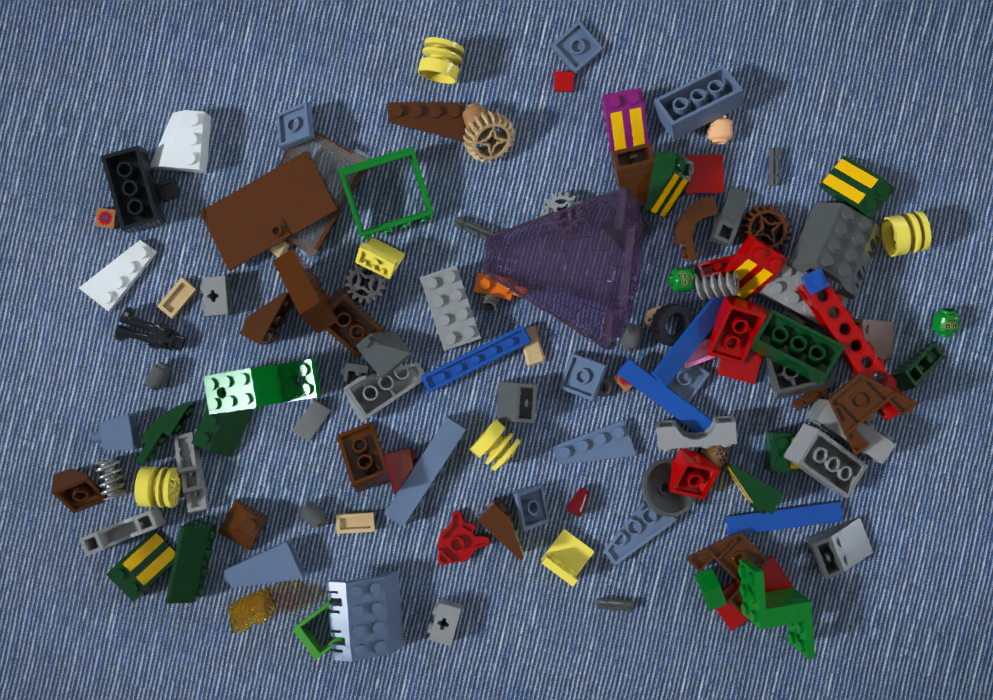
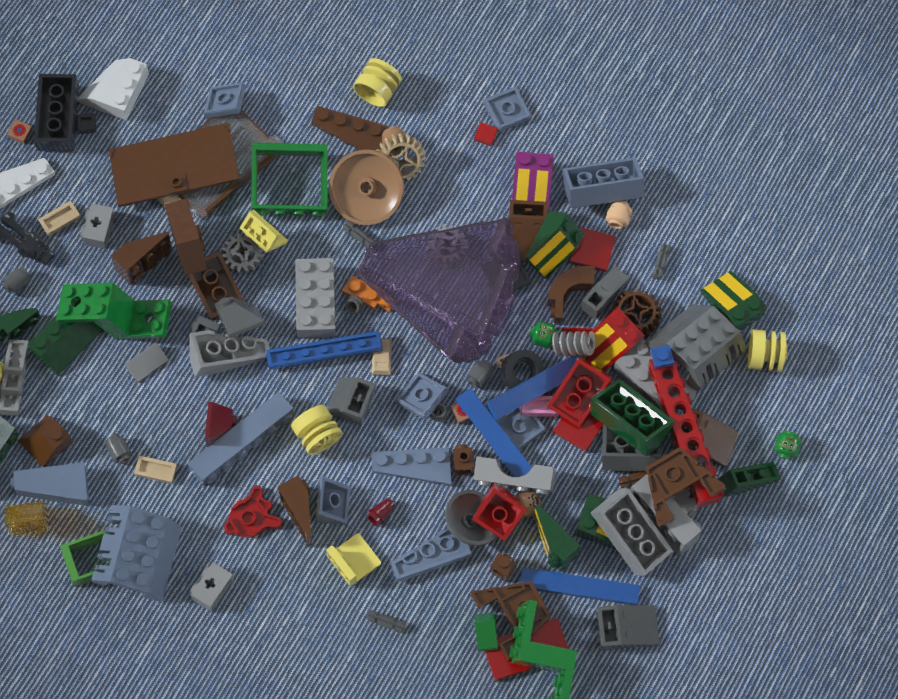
camera: 15 degrees right, 20 degrees down
(363, 457) = (186, 410): reddish brown slope -> none
(465, 178) = (366, 187): none -> medium nougat dish
(647, 435) = (466, 466): none -> reddish brown brick
(709, 523) = (503, 566): none -> reddish brown brick

